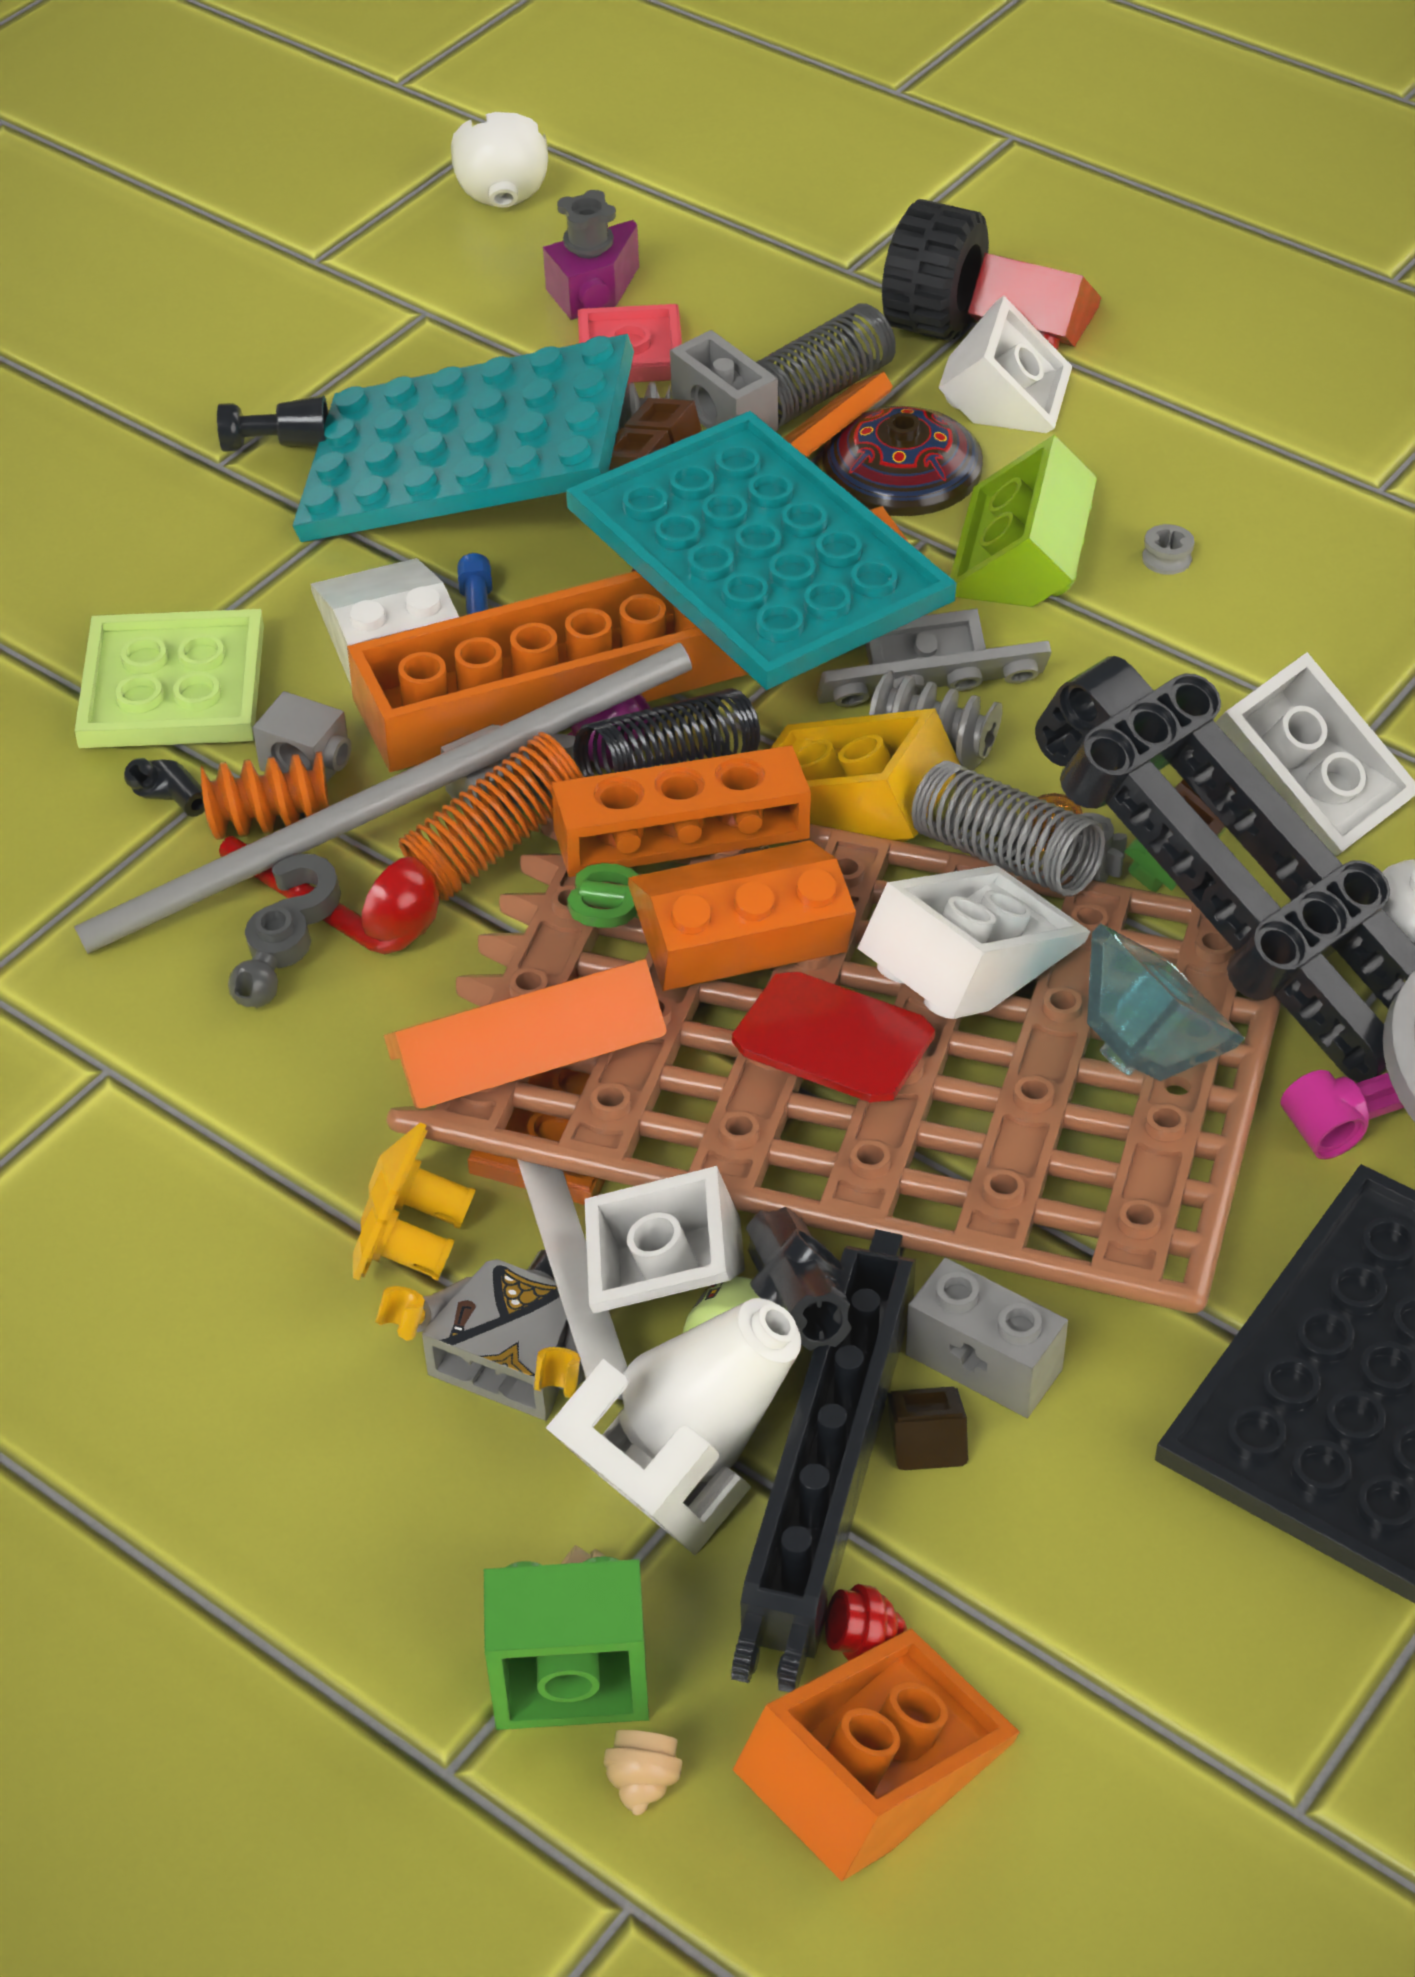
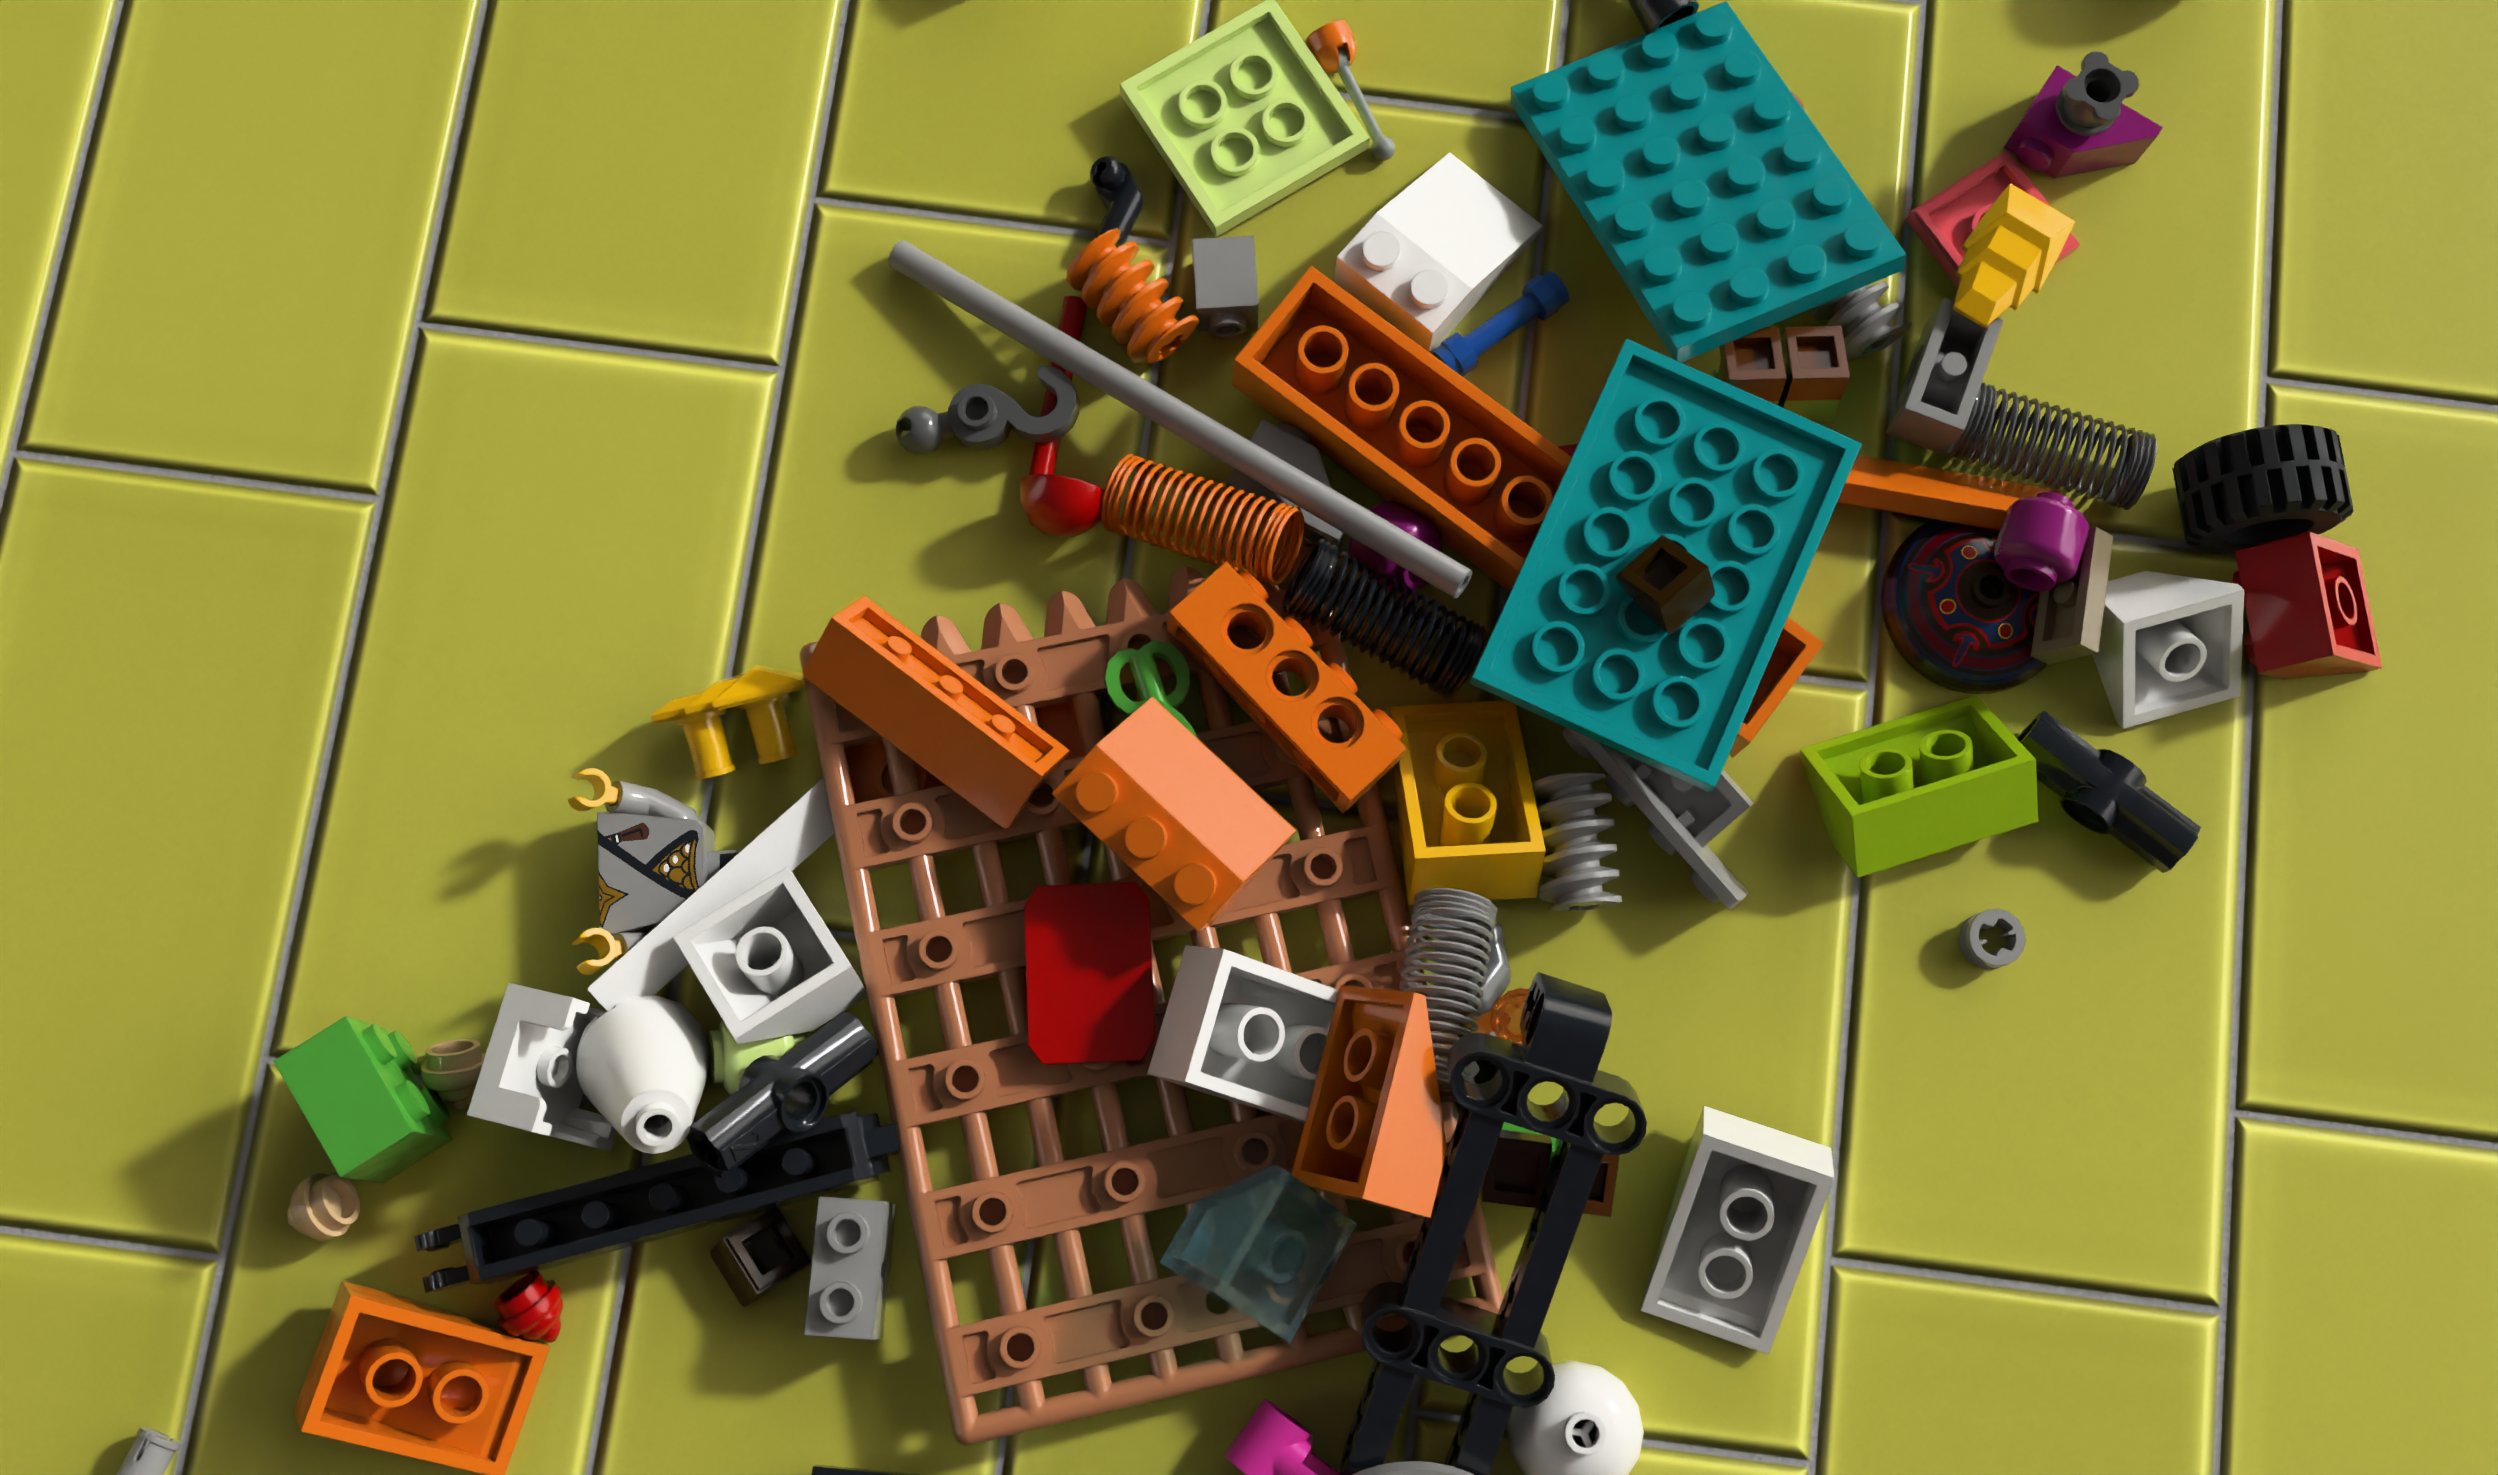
camera: 55 degrees right, 30 degrees up
(169, 599) = (1335, 51): none -> hinge
(667, 310) = (2008, 255): none -> yellow connector
(777, 536) = (1667, 583): none -> dark brown slope
(891, 376) = (2041, 541): none -> magenta head
(942, 387) = (2072, 612): none -> dark tan plate
(1077, 856) = (1376, 1105): none -> orange slope
(1111, 443) = (2108, 793): none -> black piece

